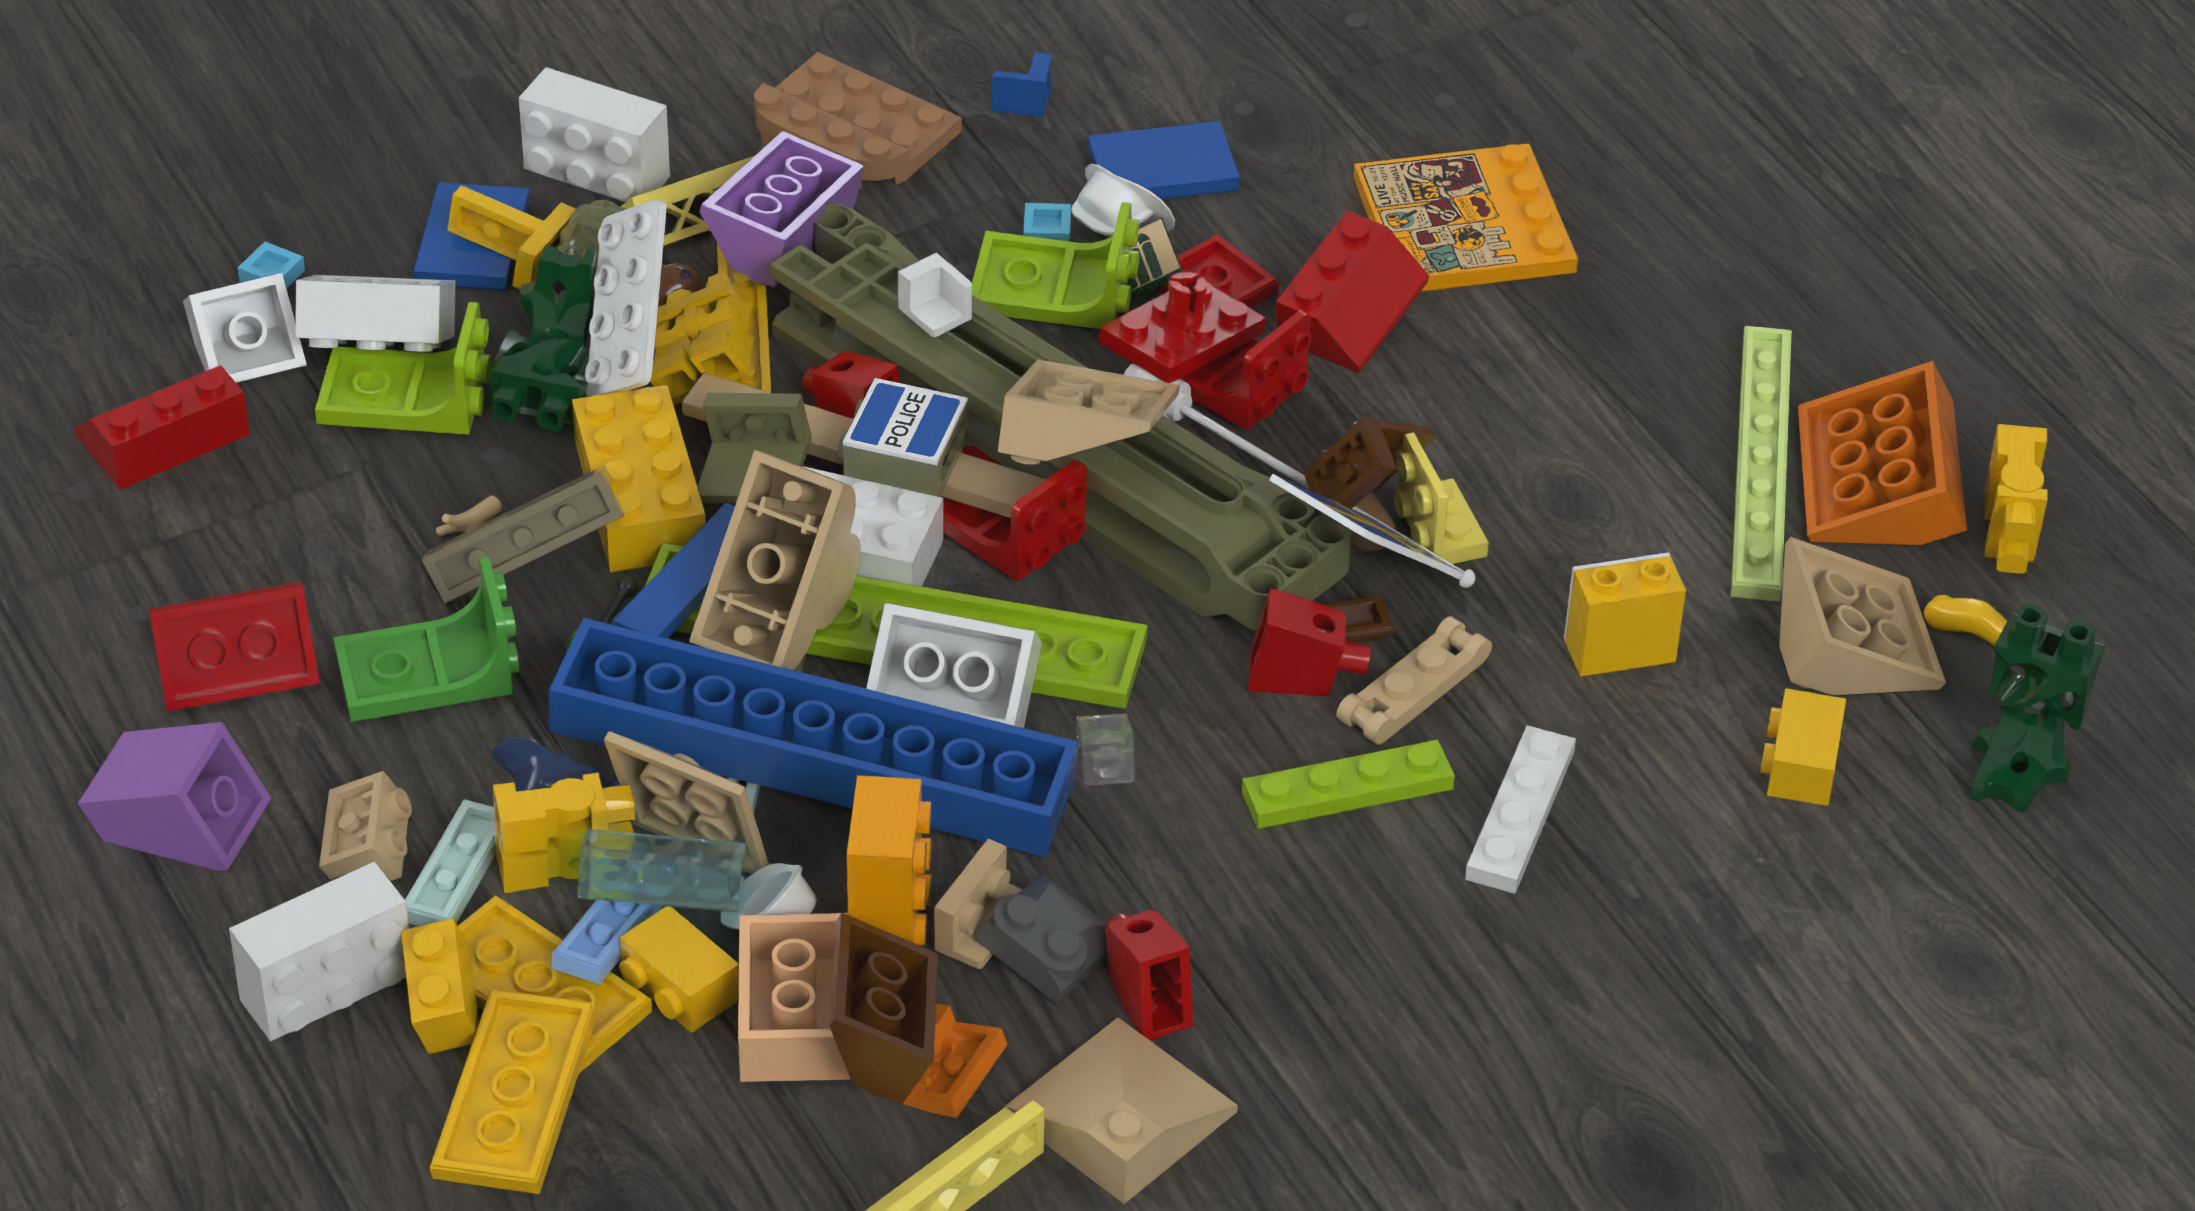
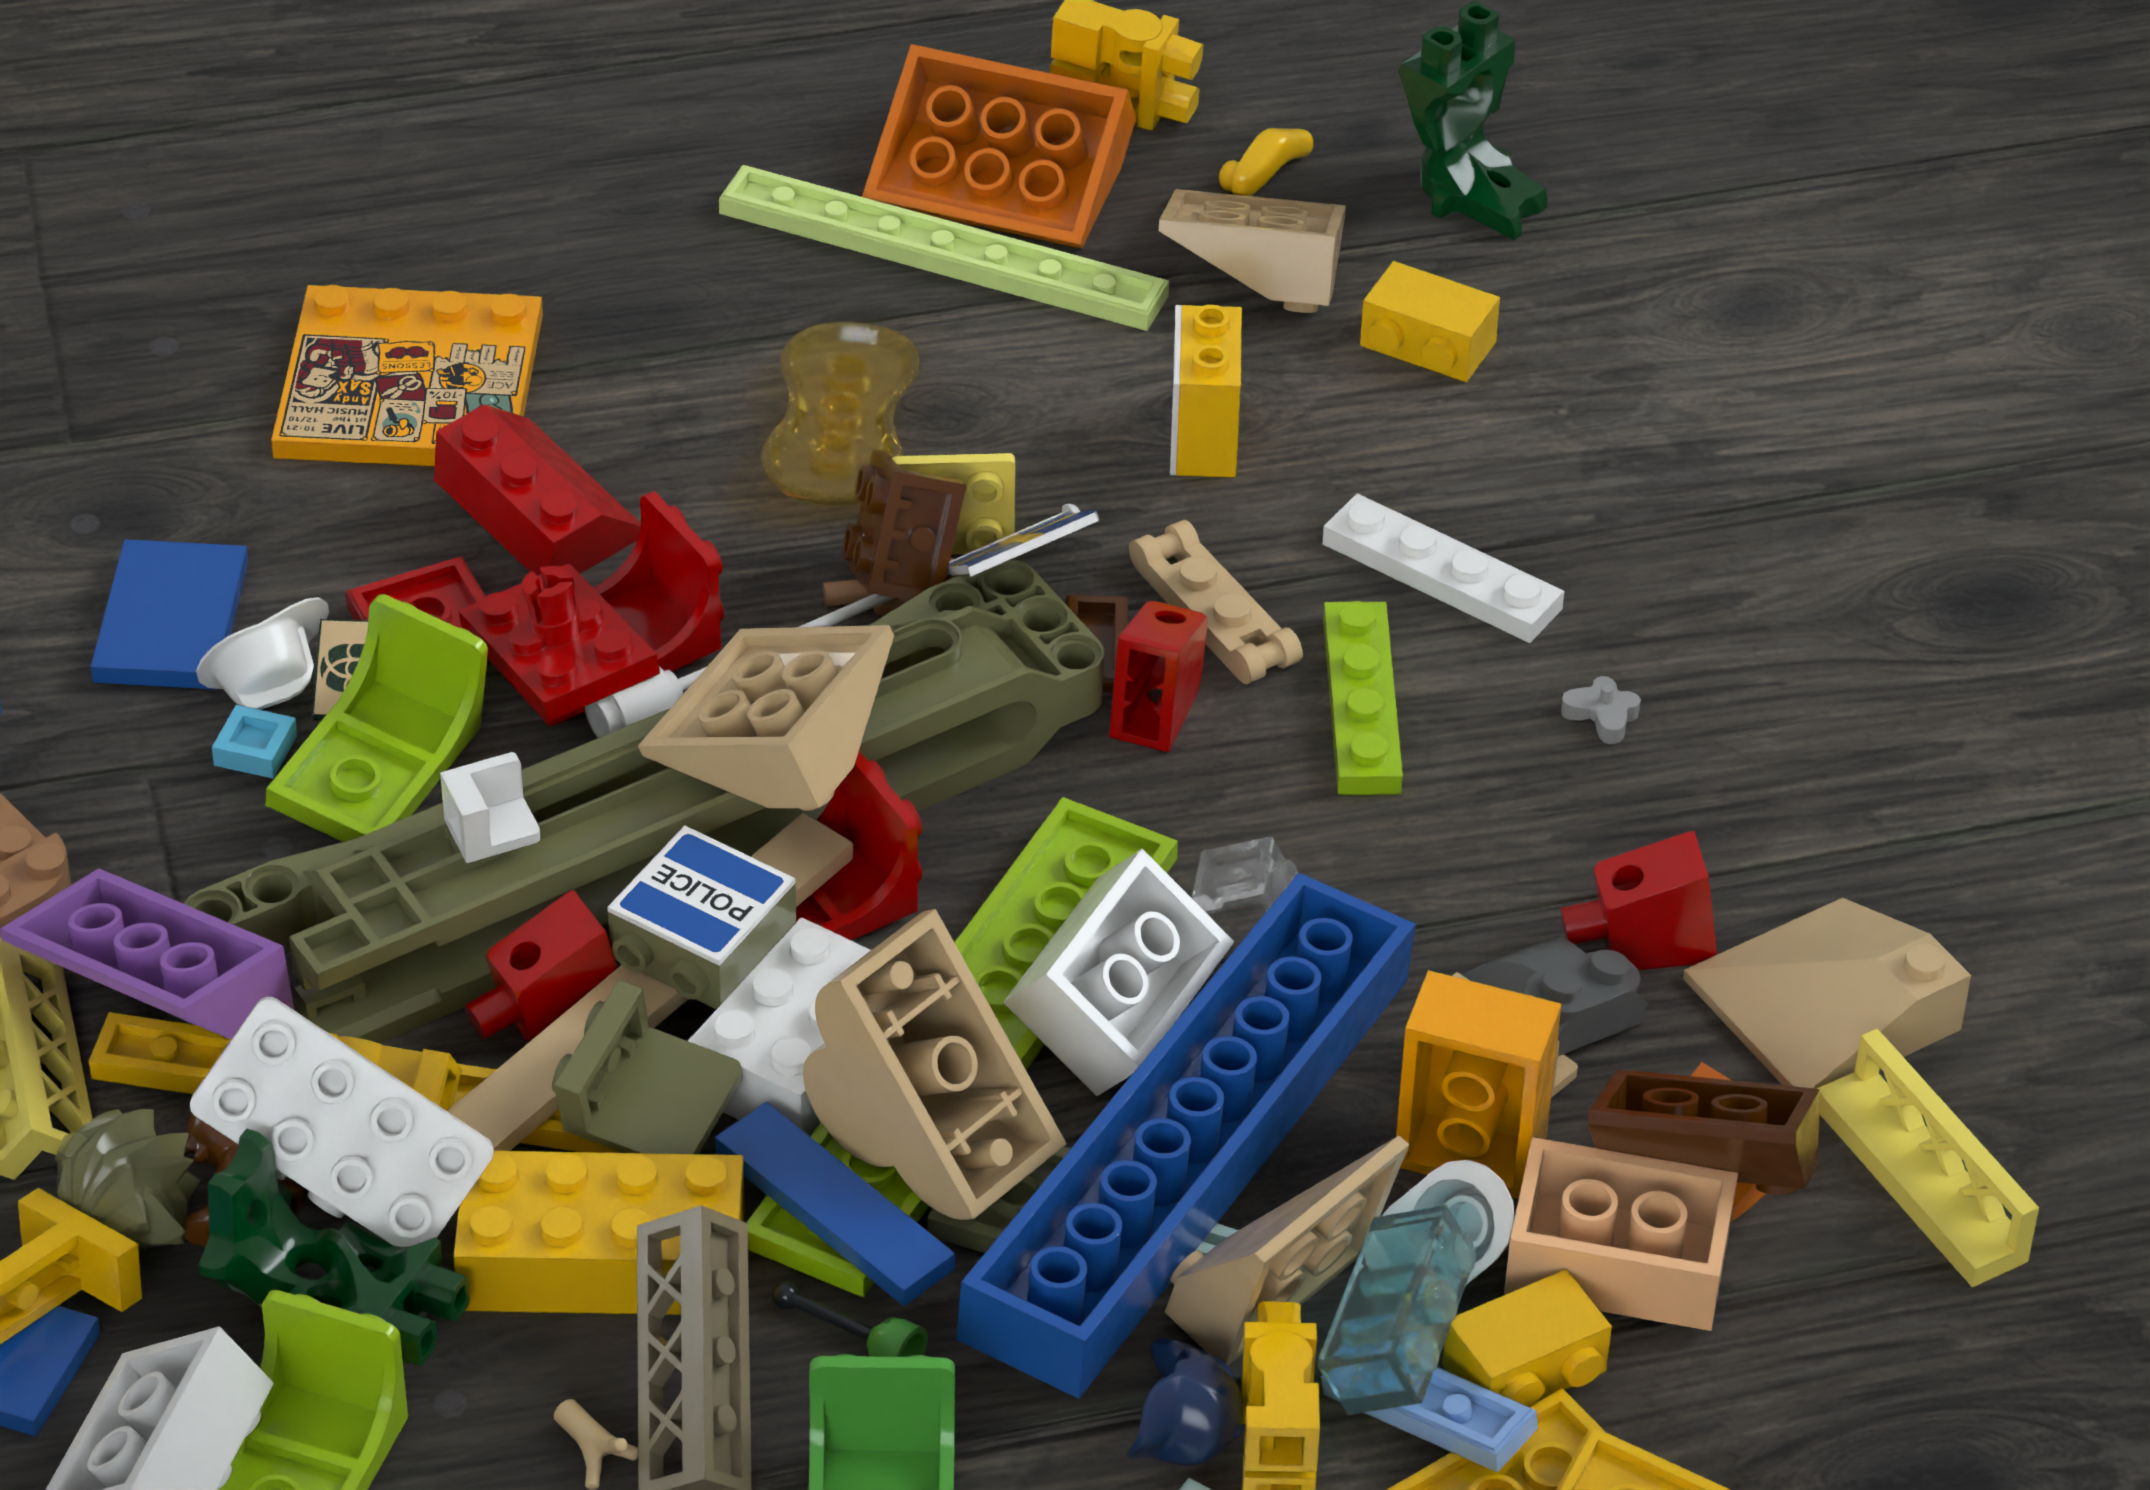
camera: 75 degrees left, 0 degrees up
(1399, 931) = (1604, 706): none -> light grey piece
(1557, 430) = (839, 408): none -> clear yellow plate

